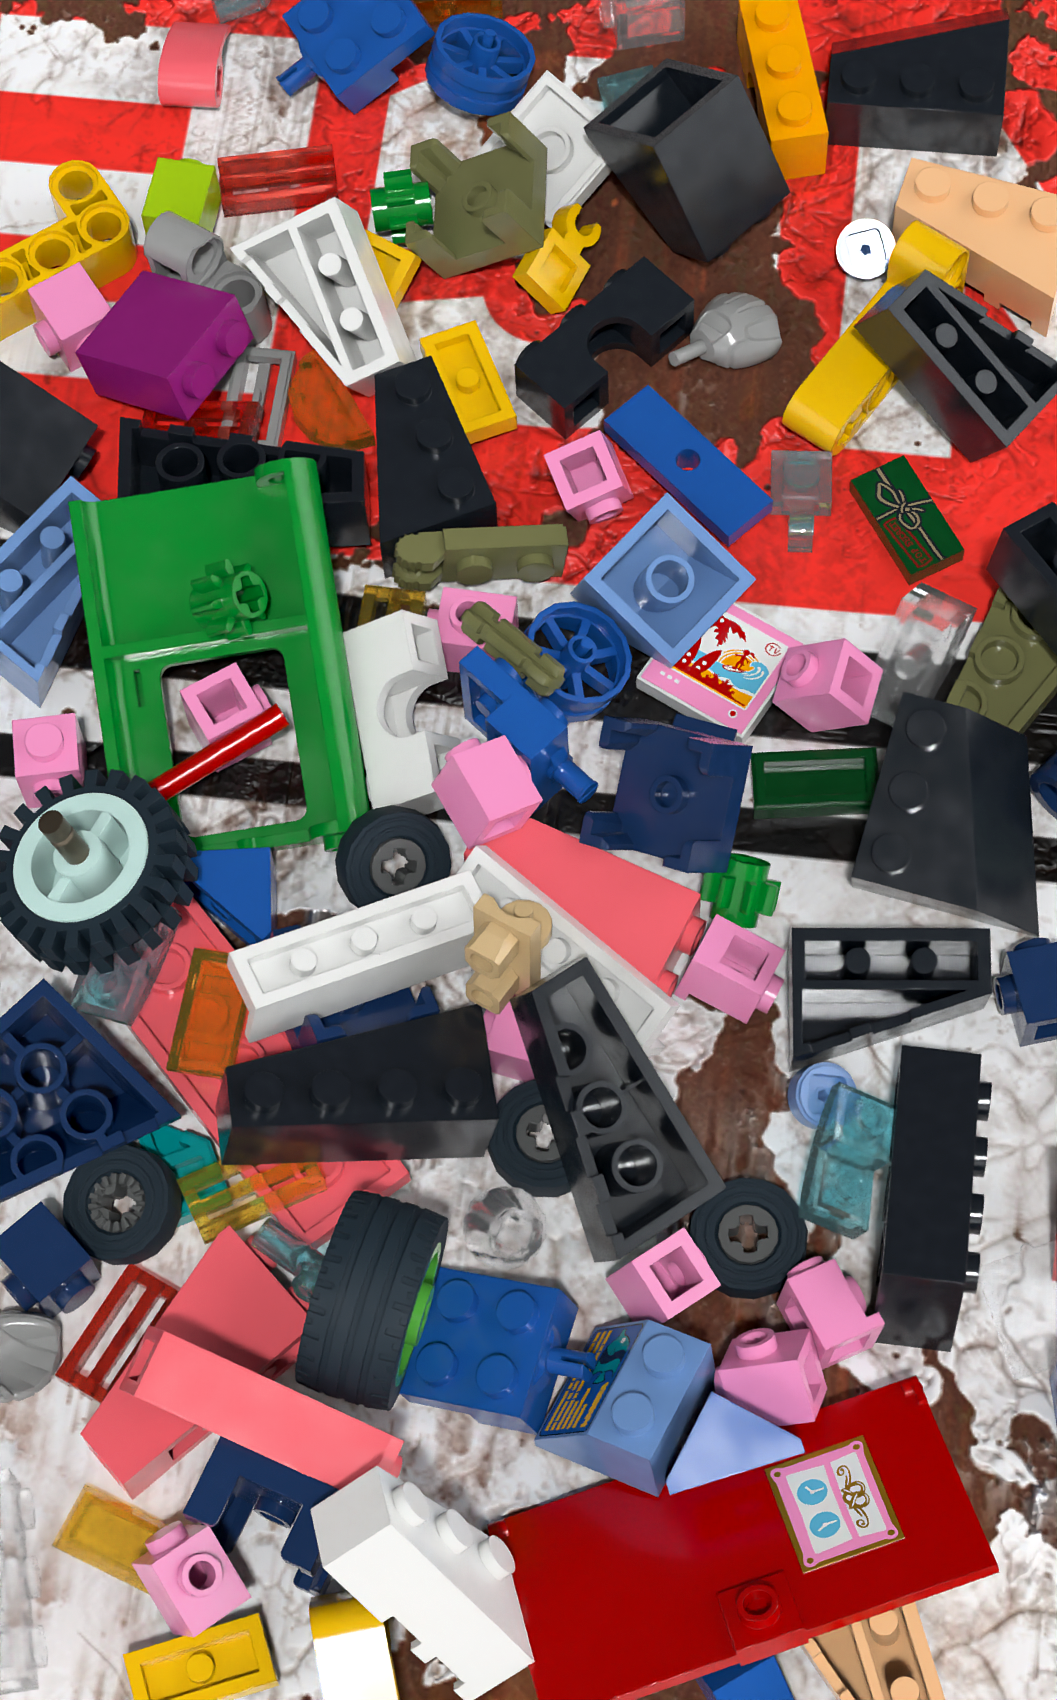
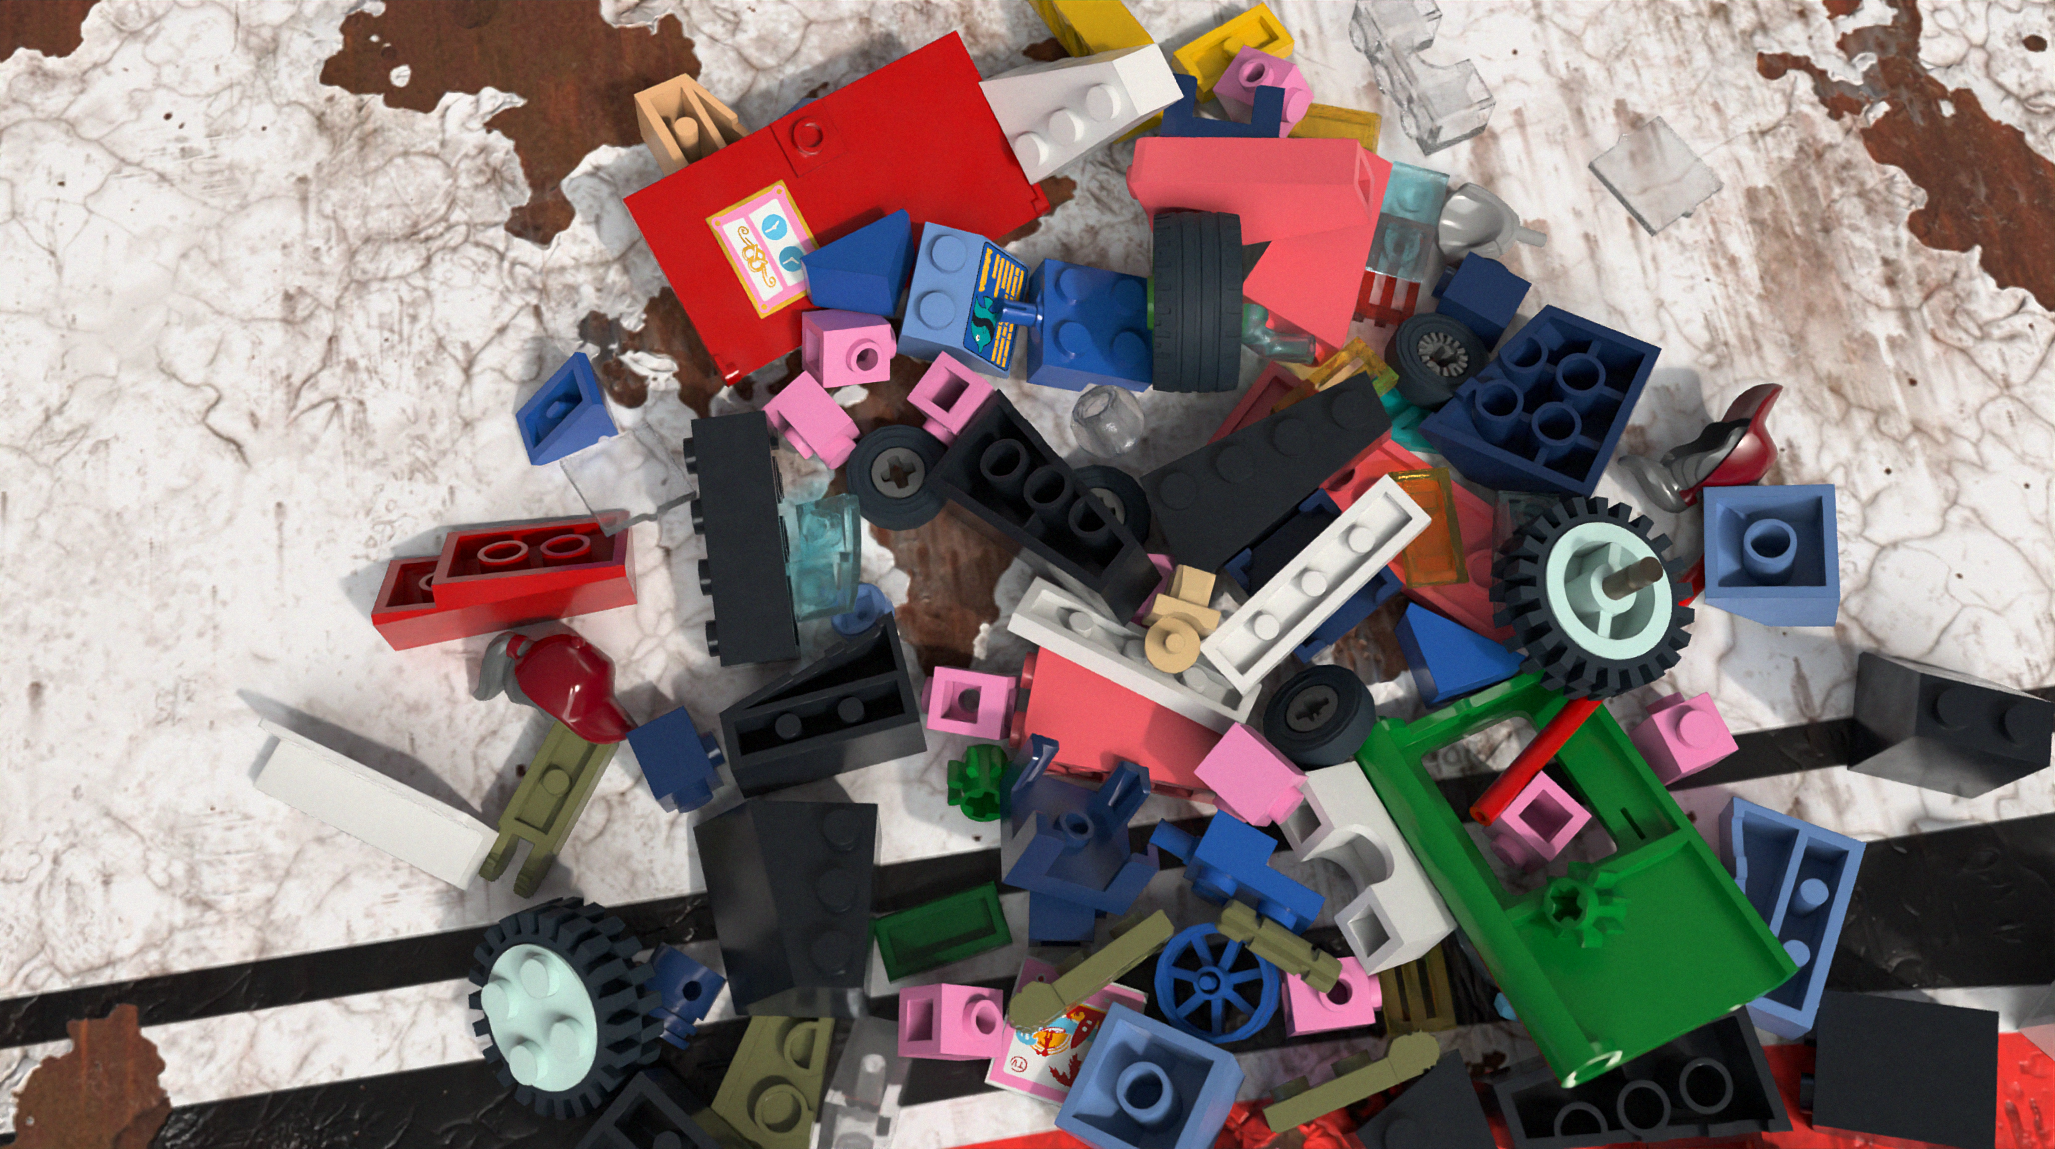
camera: 160 degrees right, 5 degrees up
(85, 1372) = (1407, 222): none -> clear light blue slope
(693, 686) = (1087, 974): none -> olive hinge

